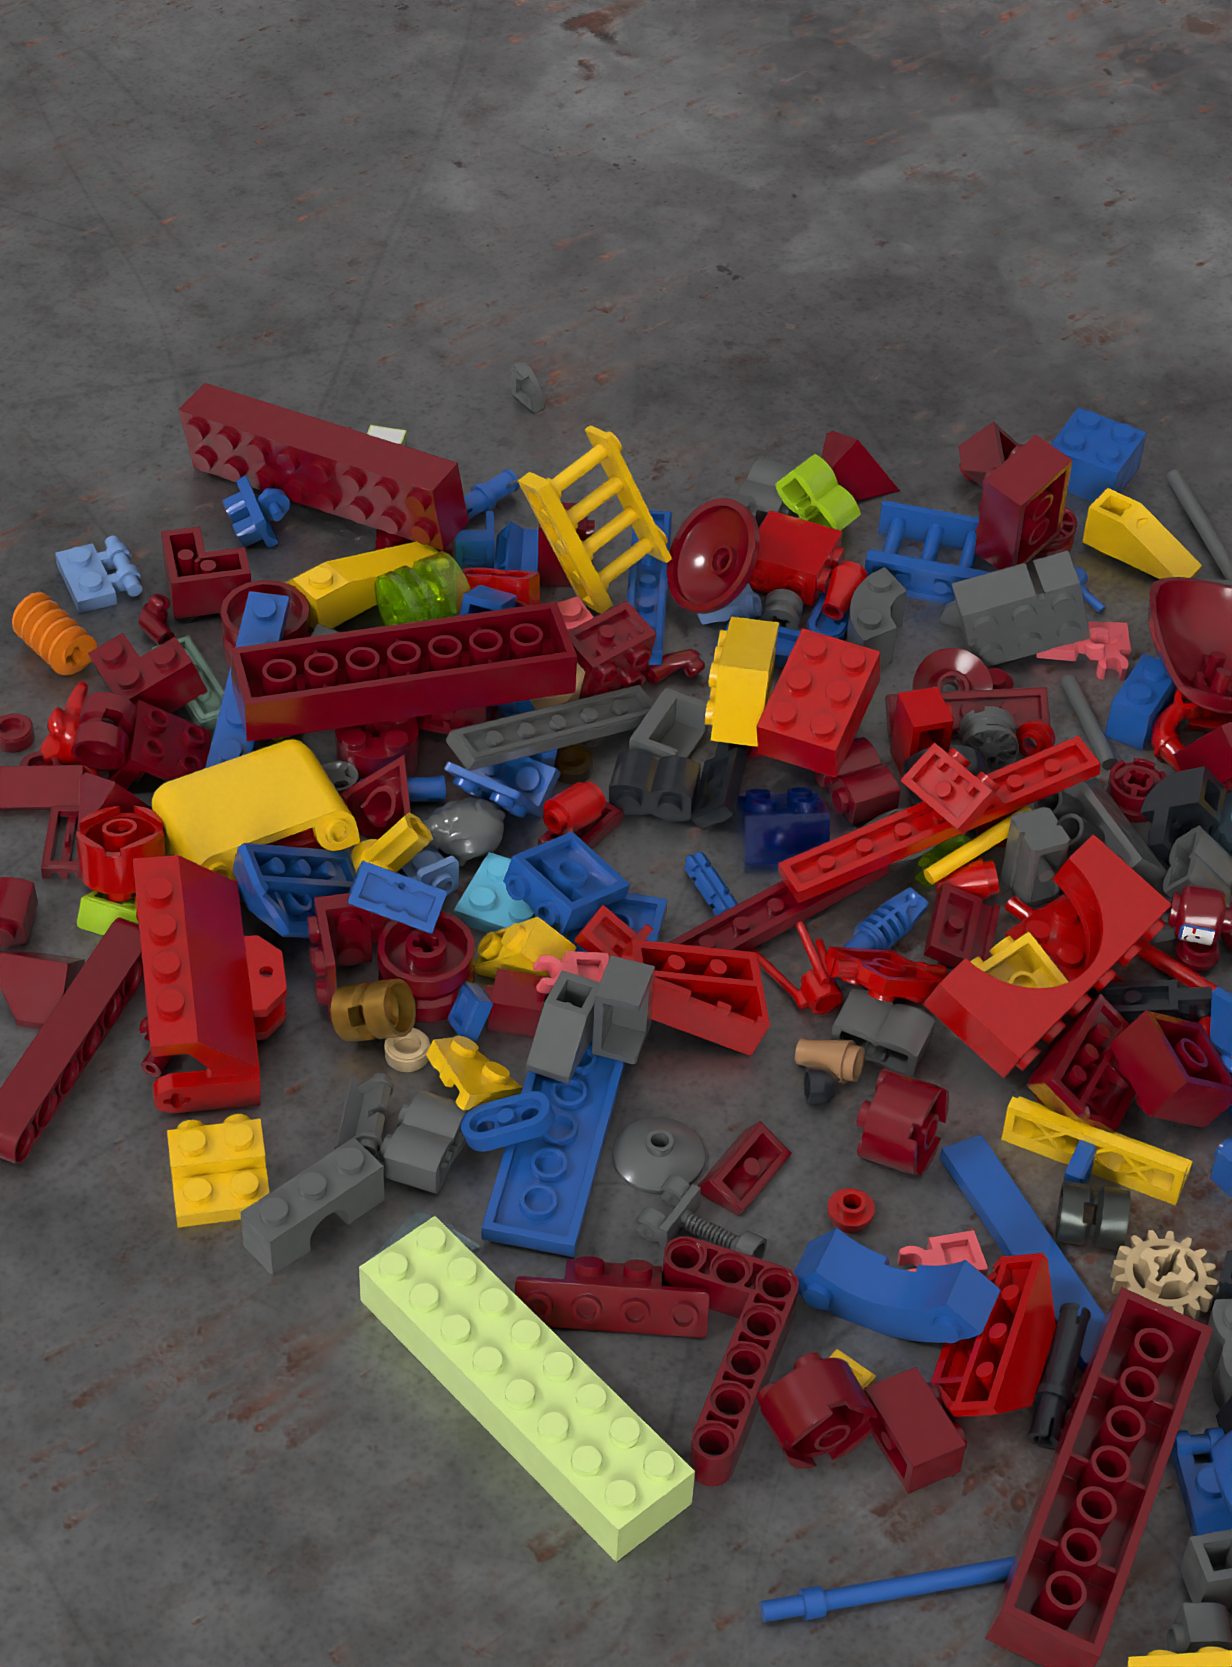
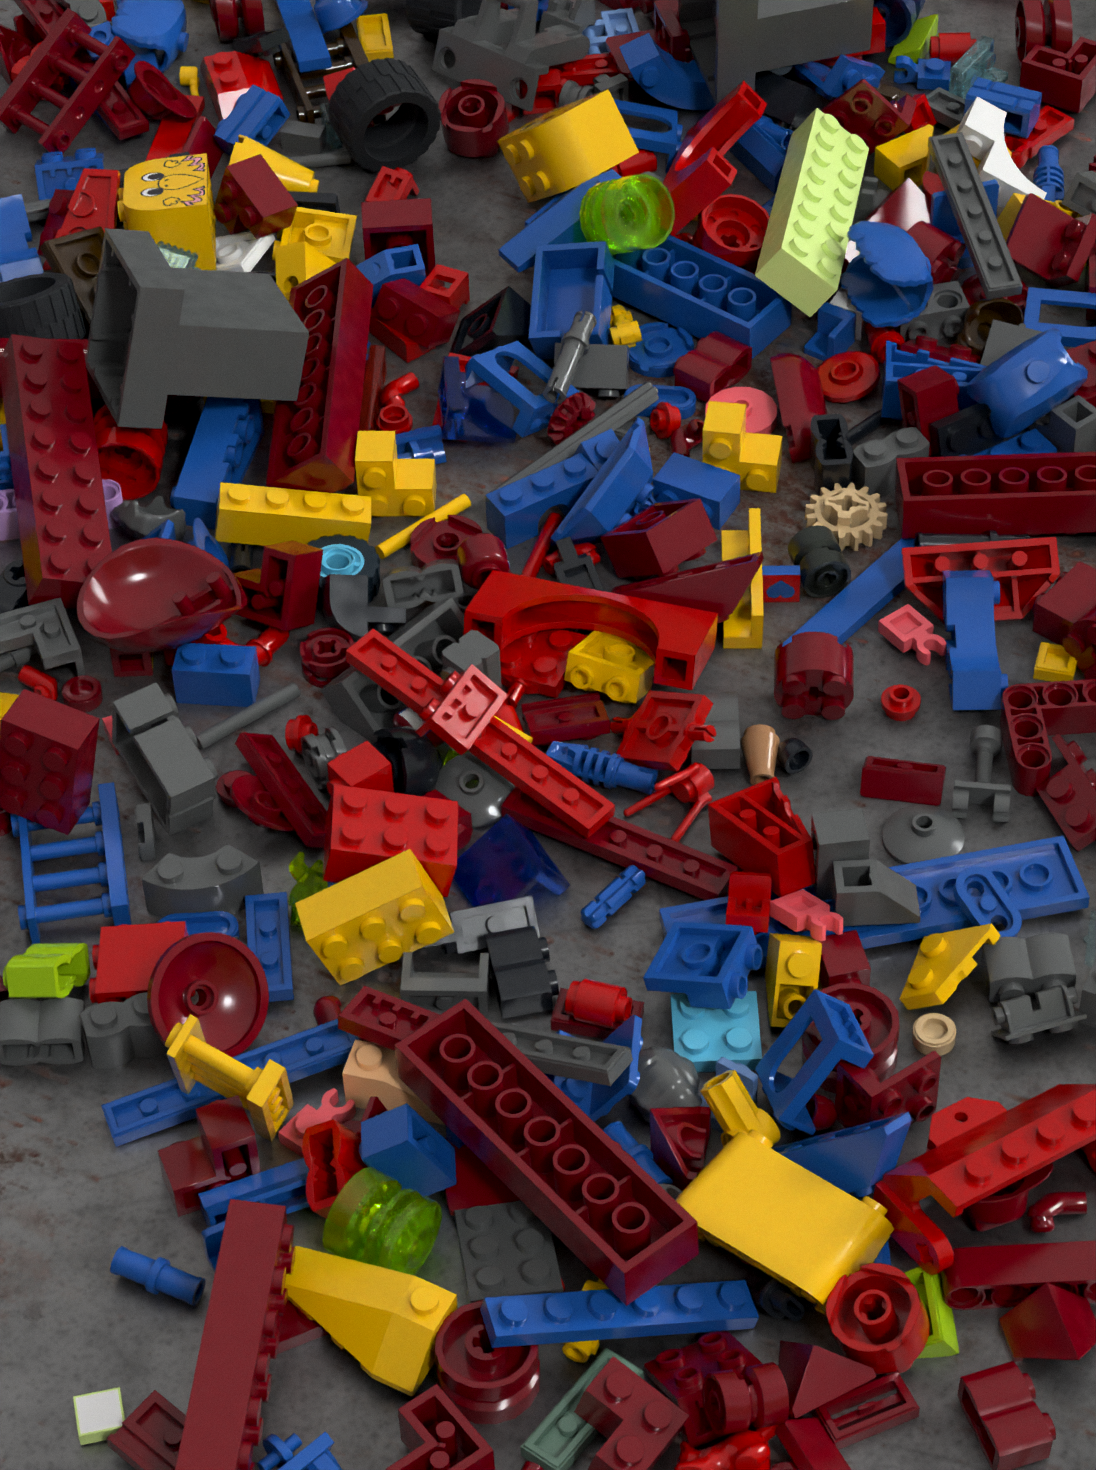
camera: 110 degrees left, 0 degrees up
(373, 1010) = (933, 1032): pearl gold wheel -> none
(470, 1011) = (885, 980): blue tile -> none
(841, 588) = (178, 908): red cone -> none

